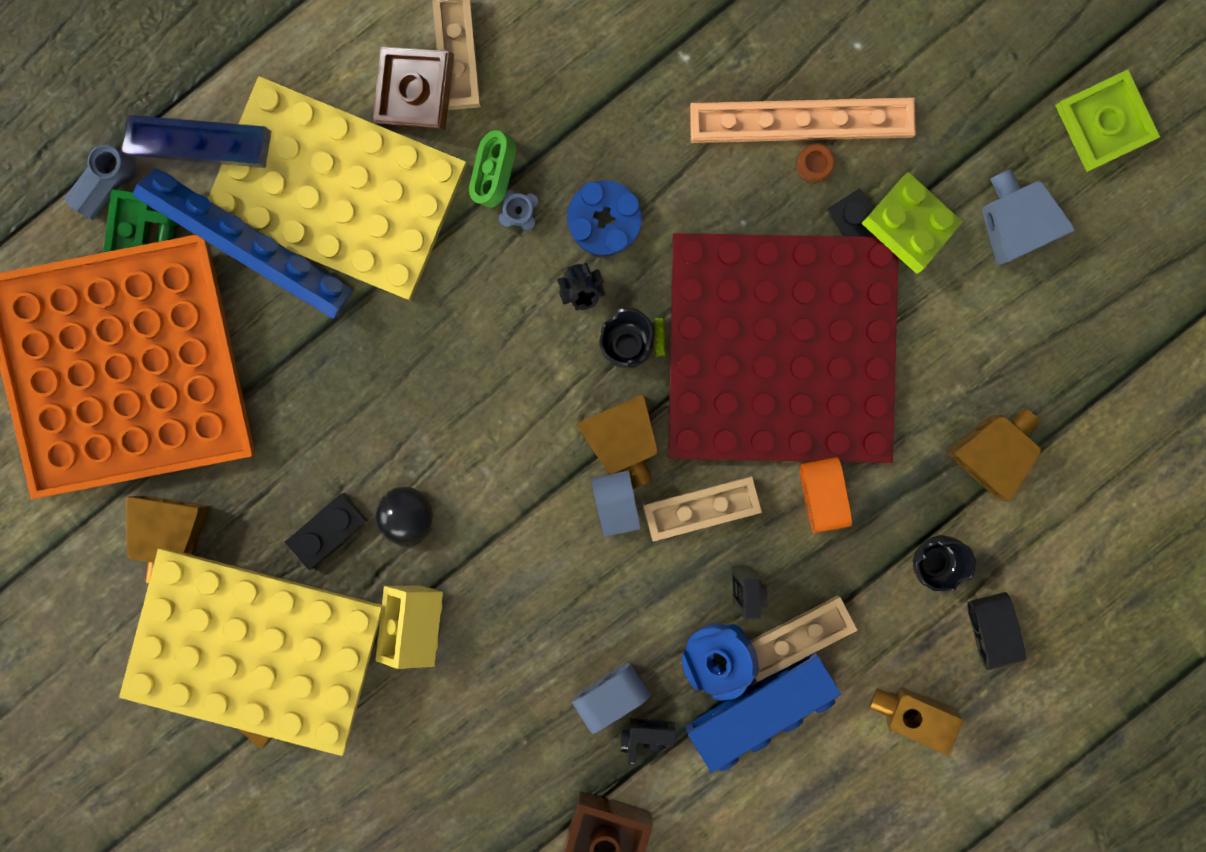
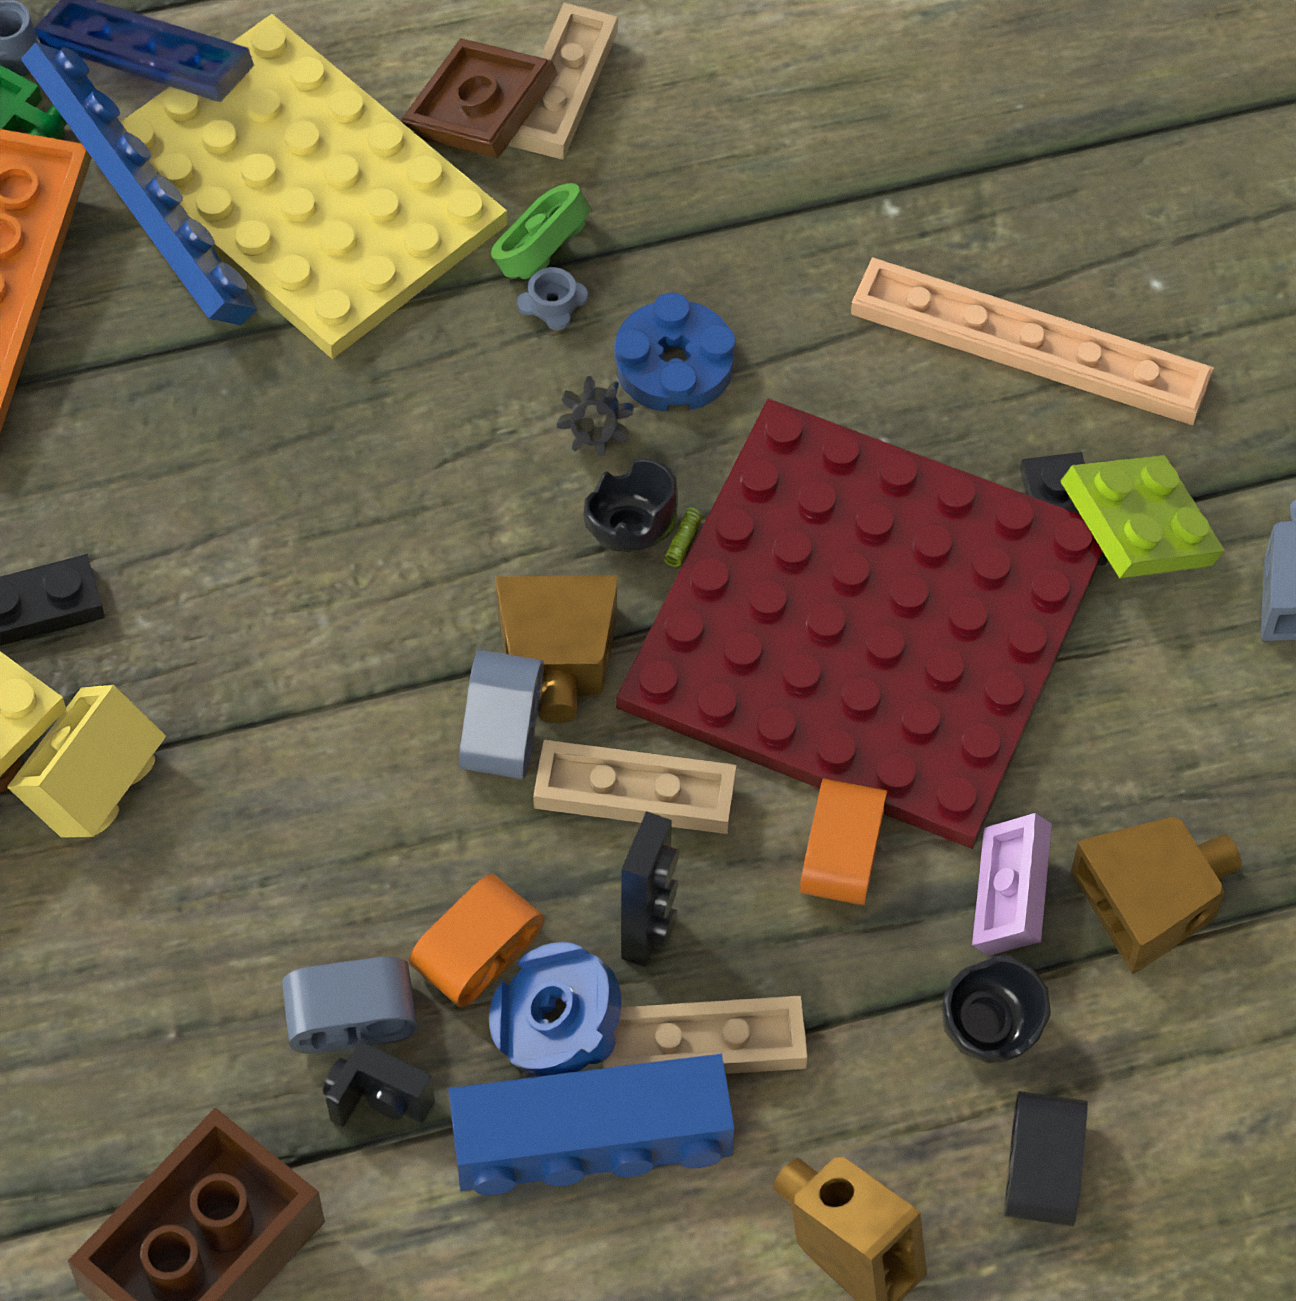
camera: 20 degrees right, 30 degrees down
(404, 516) = (163, 625): black hair -> none
(659, 634) = (476, 940): none -> orange beam
(815, 163) = (1027, 400): dark orange tile -> none
(923, 483) = (1012, 884): none -> lavender plate

